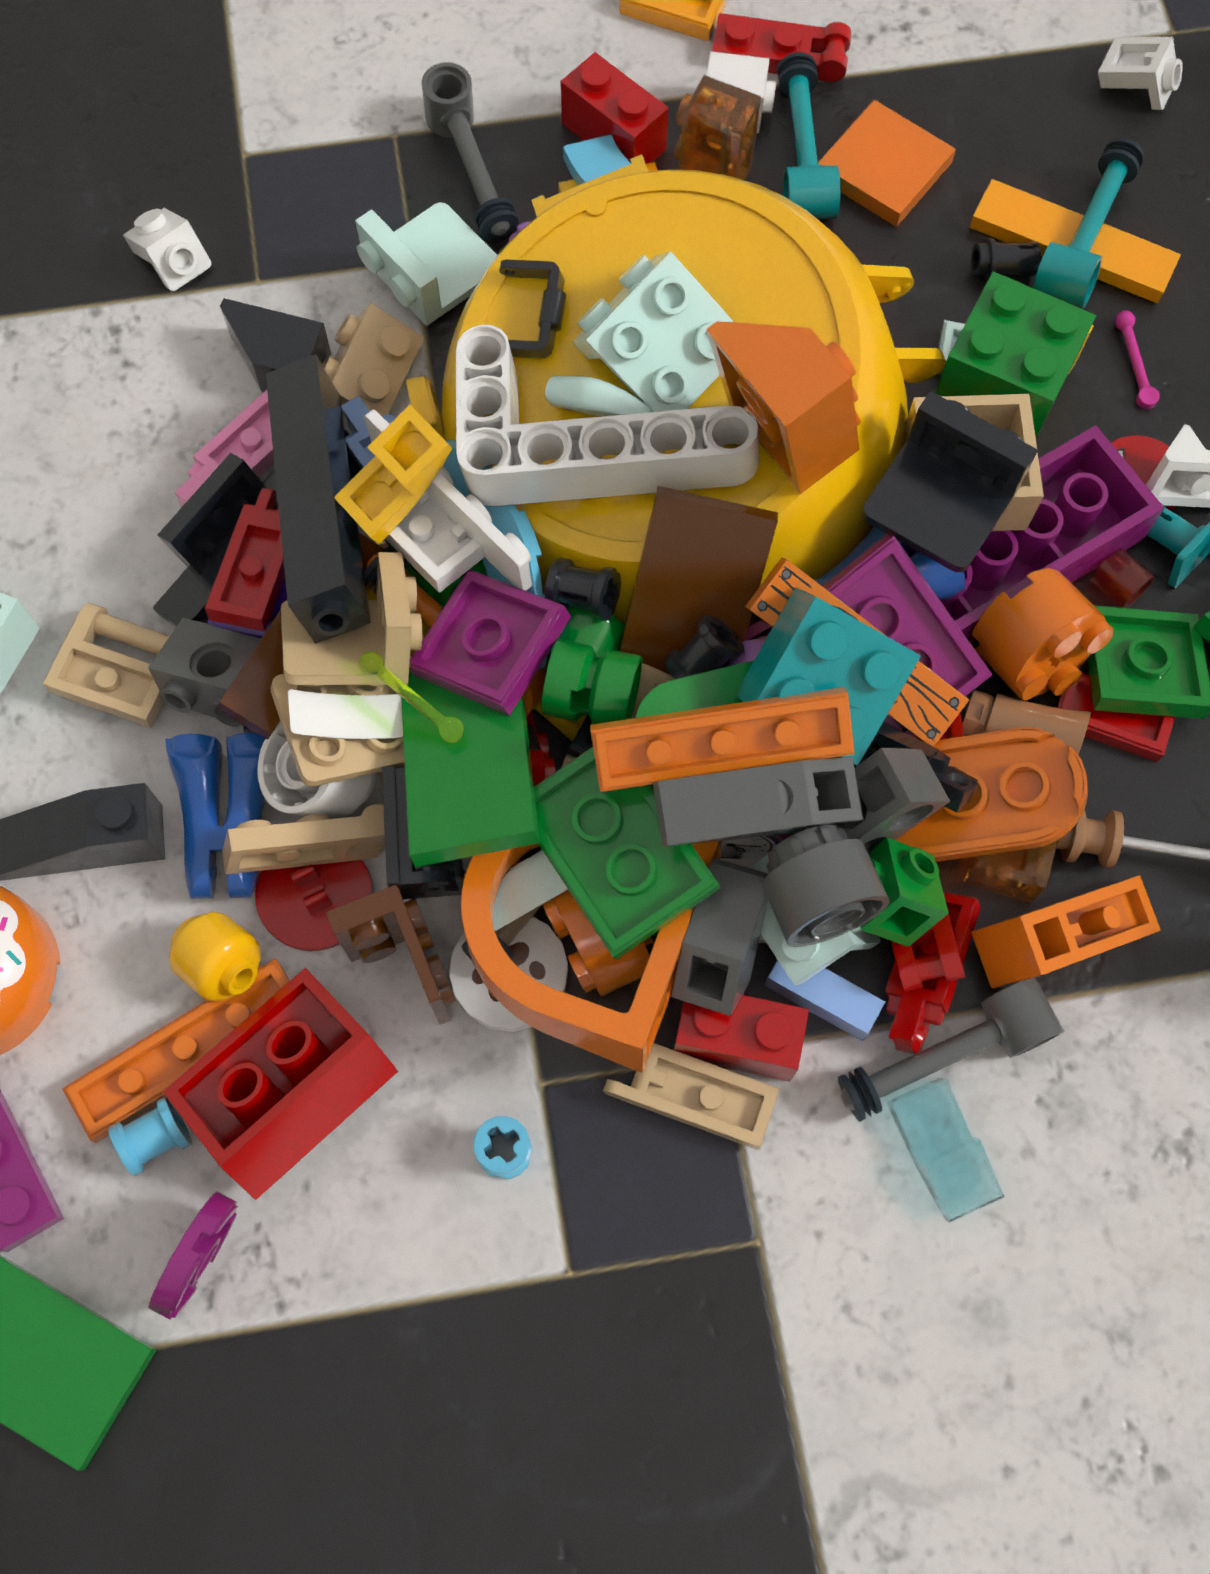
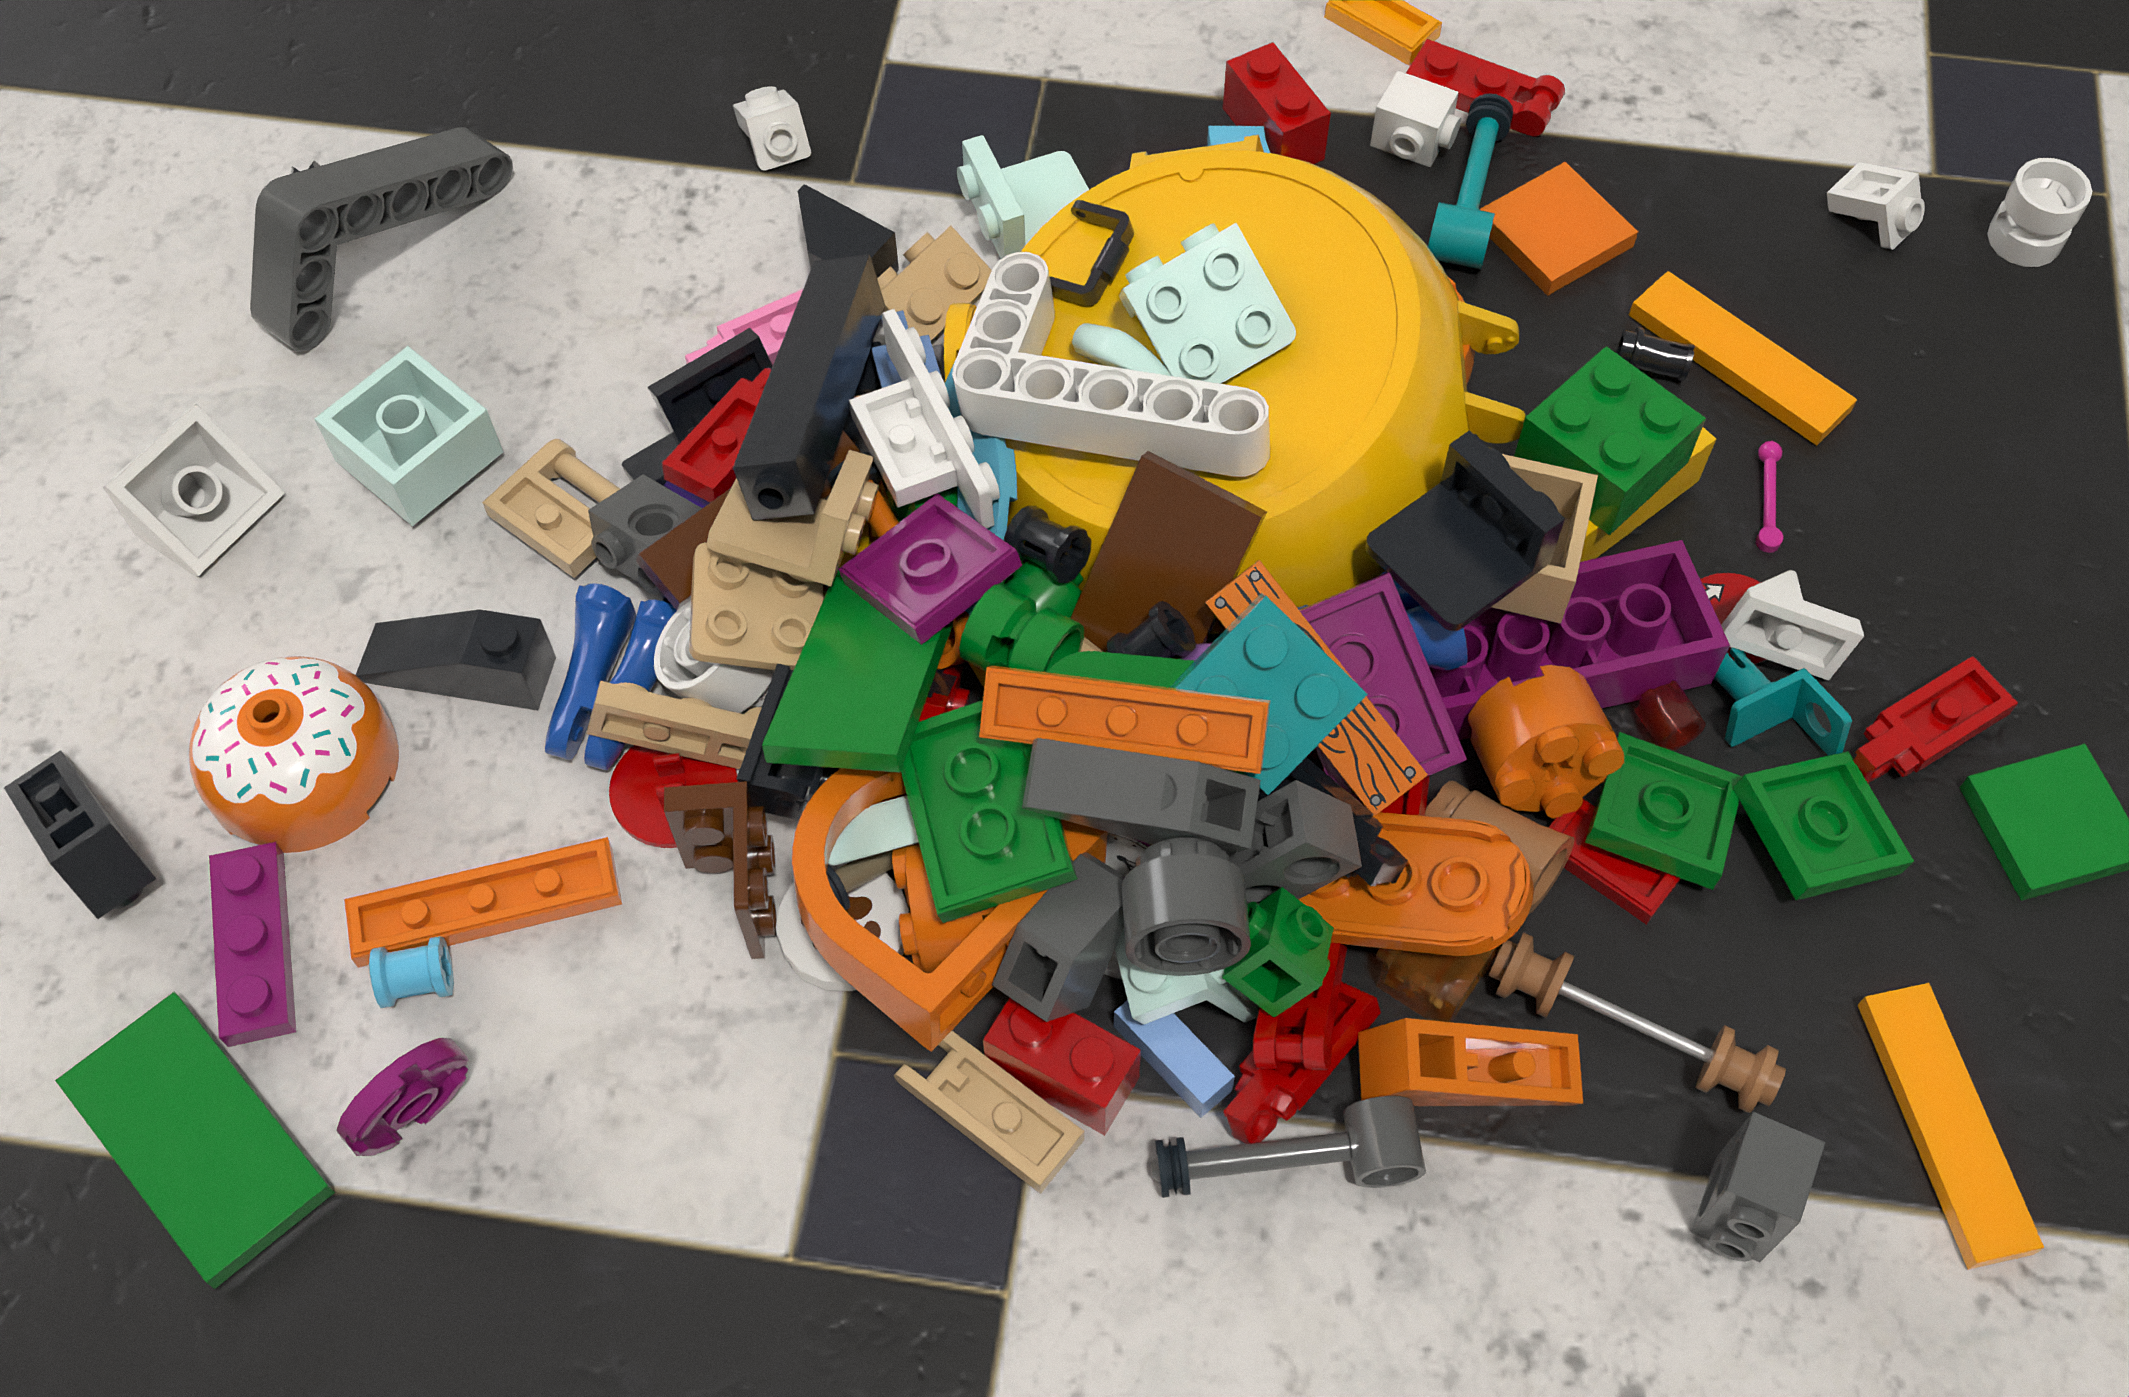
camera: 20 degrees right, 10 degrees down
(214, 956) = (545, 812): yellow head -> none
(279, 1083) = (560, 960): red slope -> none
(345, 715) = (756, 599): white sticker -> none
(392, 483) = (880, 386): yellow slope -> none
(450, 727) = (854, 637): clear neon green hinge -> none
(451, 114) = (1109, 71): dark grey piece -> none
(509, 1129) = (746, 1100): medium azure bush -> none
(717, 129) = (1376, 146): clear orange hinge -> none
(794, 392) = (1309, 389): orange slope -> none
(944, 1149) = (1248, 1259): clear light blue slope -> none
(1071, 269) = (1725, 383): teal piece -> none

